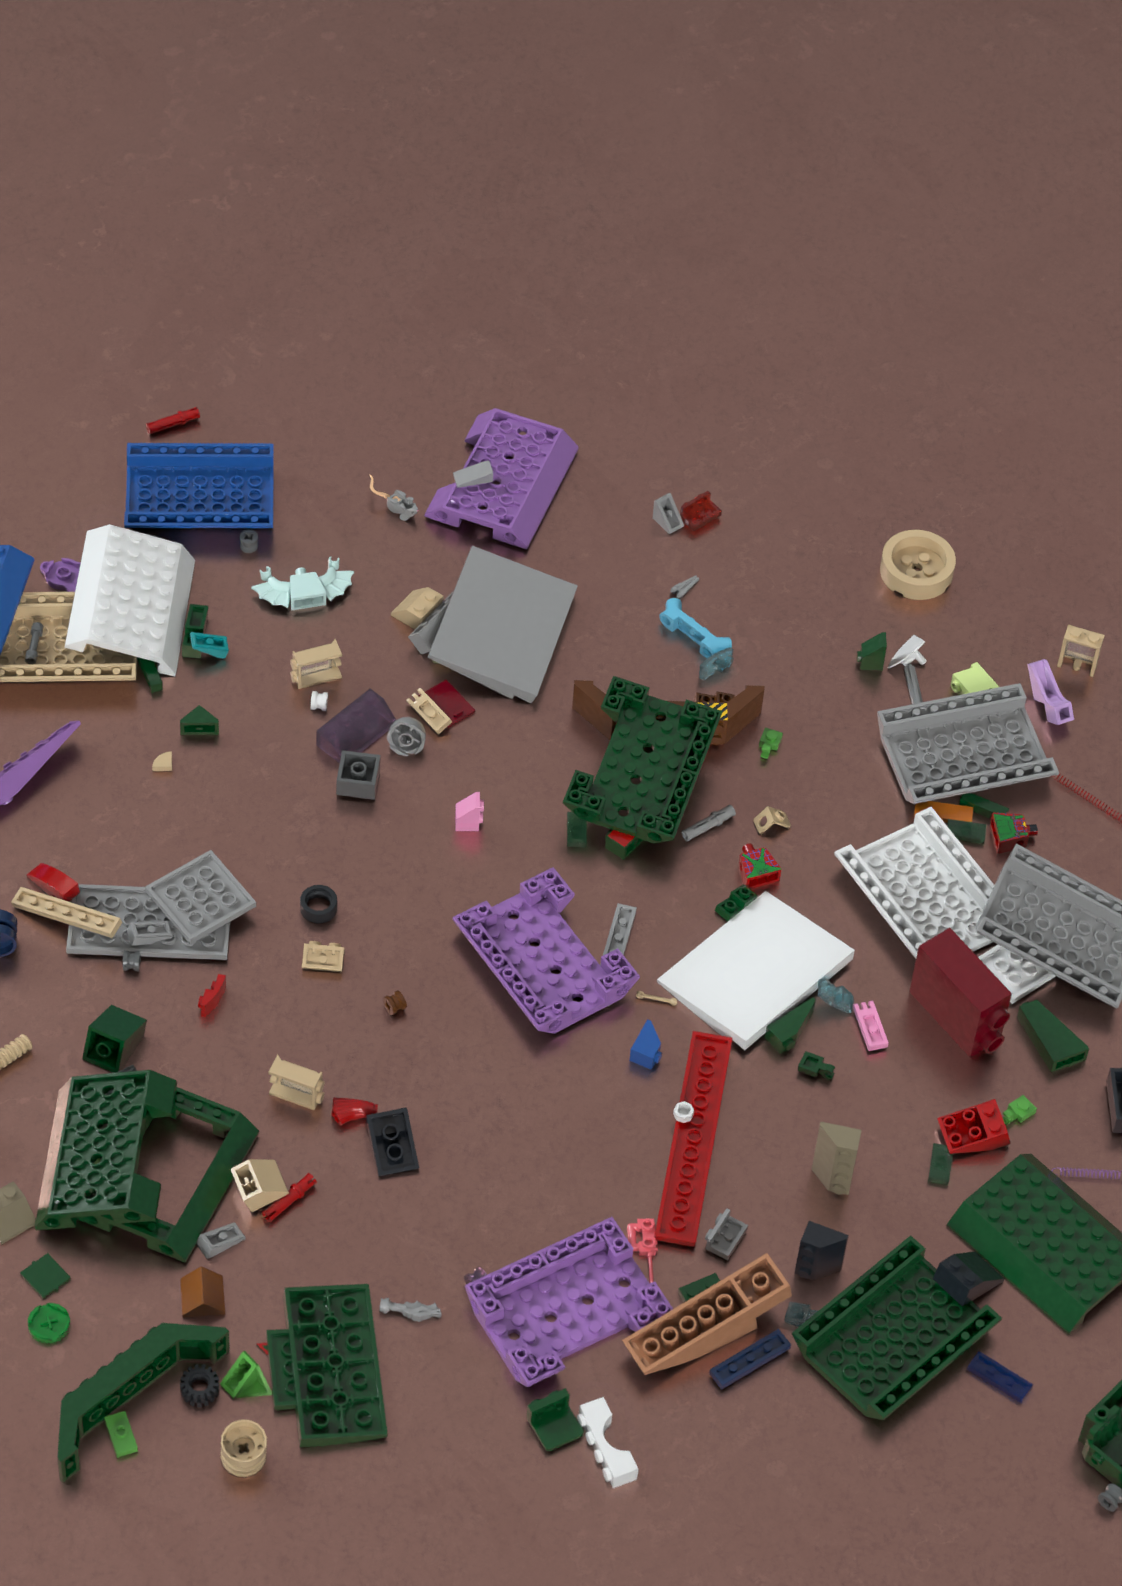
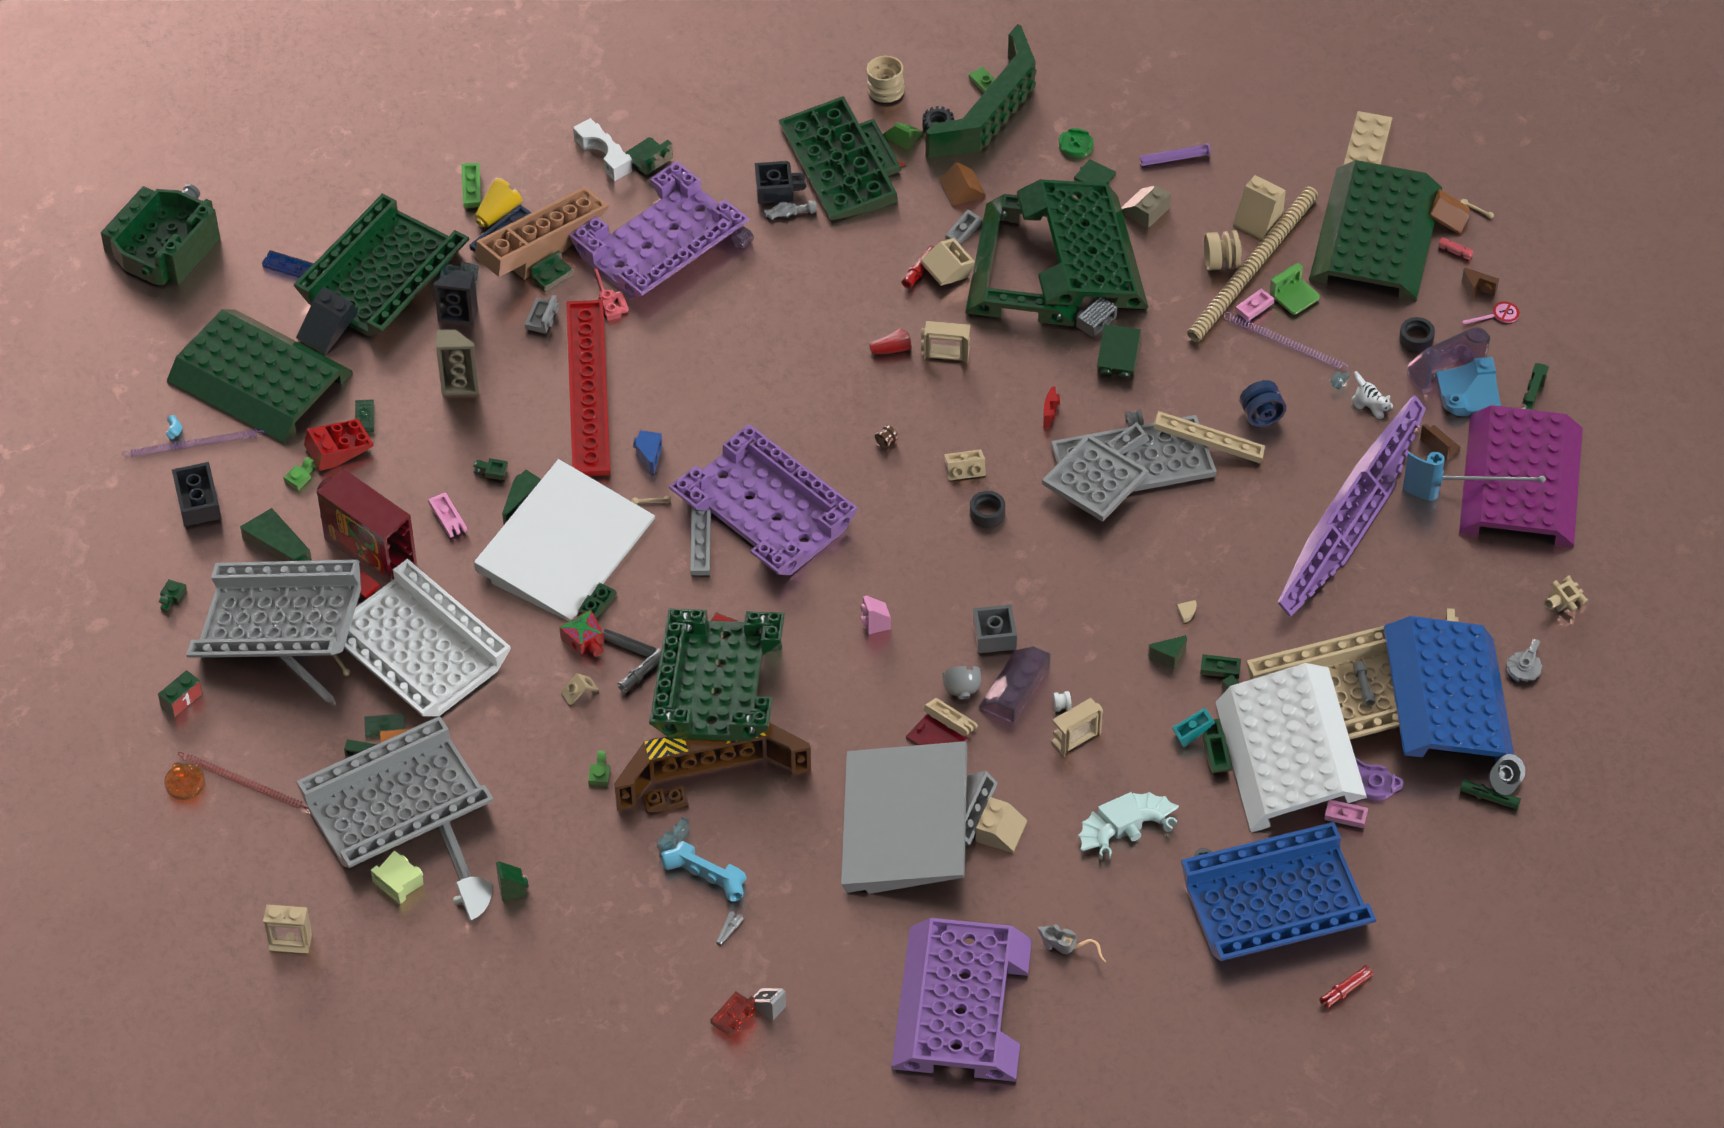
camera: 170 degrees right, 0 degrees up
(54, 882) = (1235, 468): red slope -> none
(157, 700) = (1220, 666): none -> dark green plate
(392, 1141) = (850, 326): black slope -> none
(418, 1338) = (776, 182): none -> black hinge
(474, 475) = (989, 966): light grey slope -> none
(683, 1112) = (601, 392): white tile -> none
(714, 854) = (628, 643): none -> dark grey axle
(746, 1389) = (497, 203): none -> yellow cone
(773, 1432) = (471, 185): none -> bright green plate
(837, 997) = (482, 530): clear light blue slope -> none
(924, 551) = (482, 986): tan brick -> none
(1010, 830) = (338, 727): torso -> none
(1046, 691) = (319, 881): lavender arch -> none

